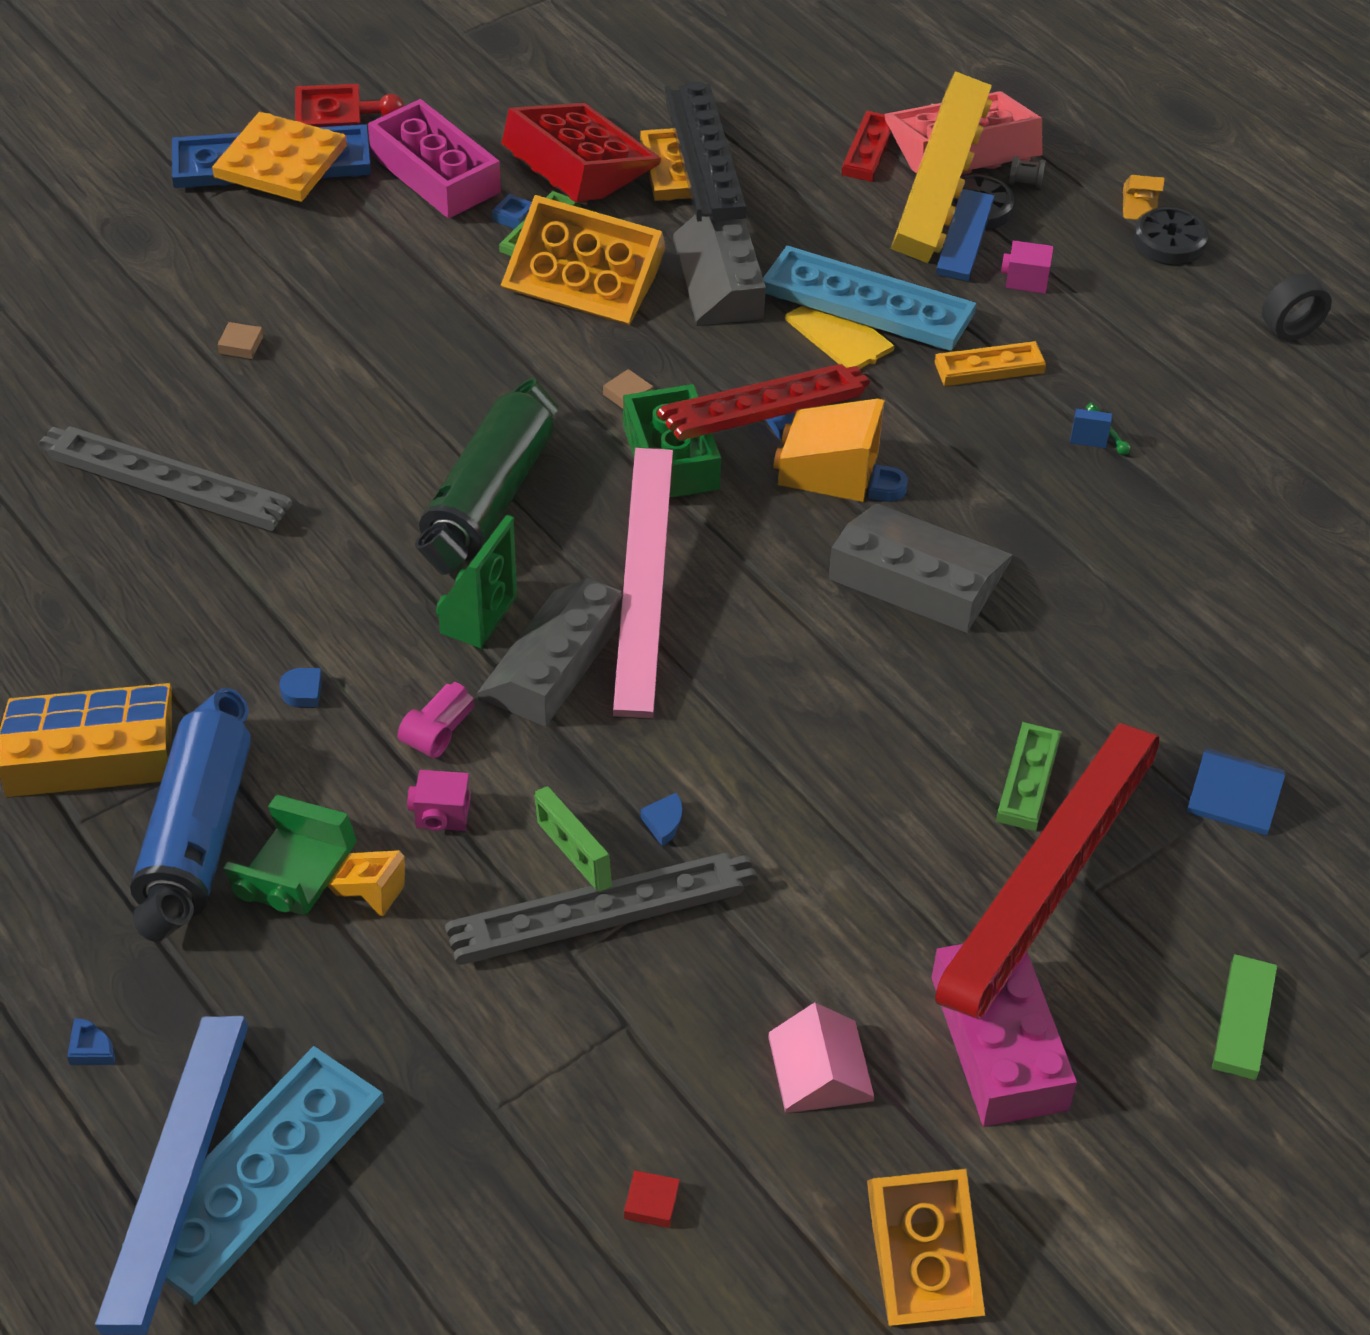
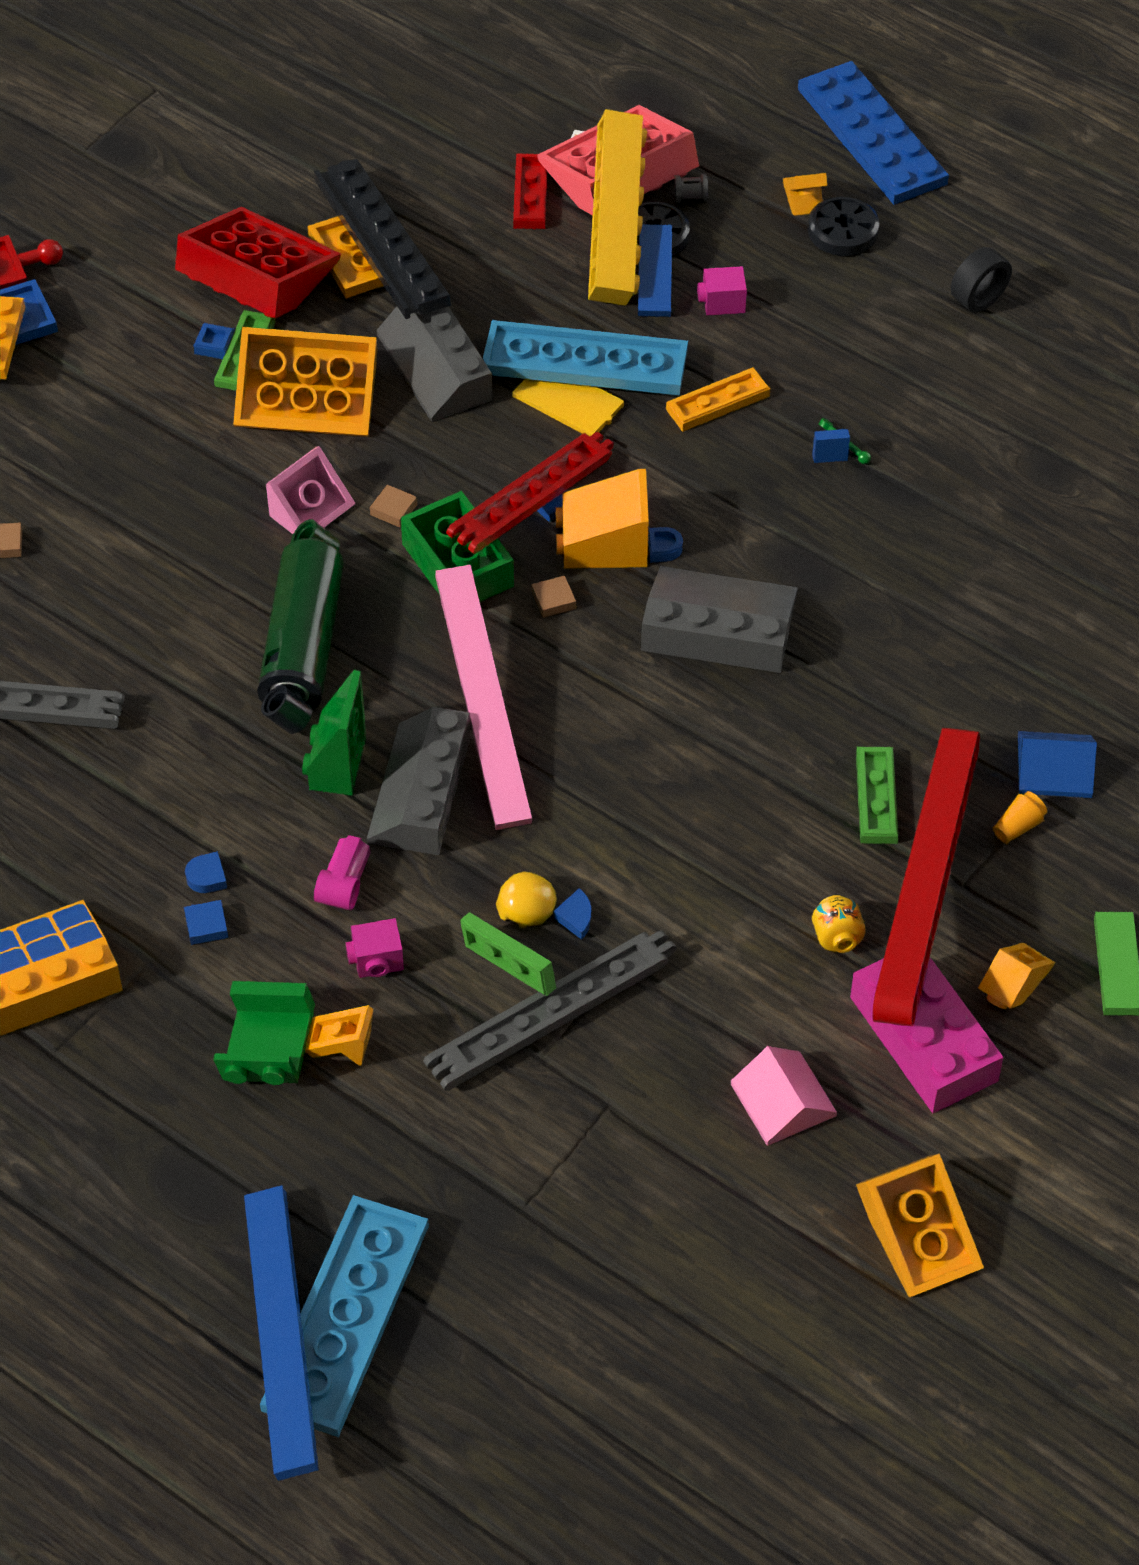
camera: 15 degrees left, 5 degrees up
(89, 1045) = (154, 1245): blue tile -> none
(191, 816) = (163, 1018): blue piece -> none
(281, 734) = (206, 922): none -> blue tile
(434, 158) = (119, 302): dark pink brick -> none
(548, 354) = (307, 492): none -> bright pink slope
(617, 791) = (526, 899): none -> yellow hair
(651, 1199) = (683, 1247): red tile -> none
(756, 507) = (553, 596): none -> medium nougat tile
(941, 896) = (837, 923): none -> yellow head
(1120, 998) = (1014, 975): none -> light orange slope
(1179, 834) = (1021, 816): none -> light orange cone
(1228, 162) = (873, 132): none -> blue plate

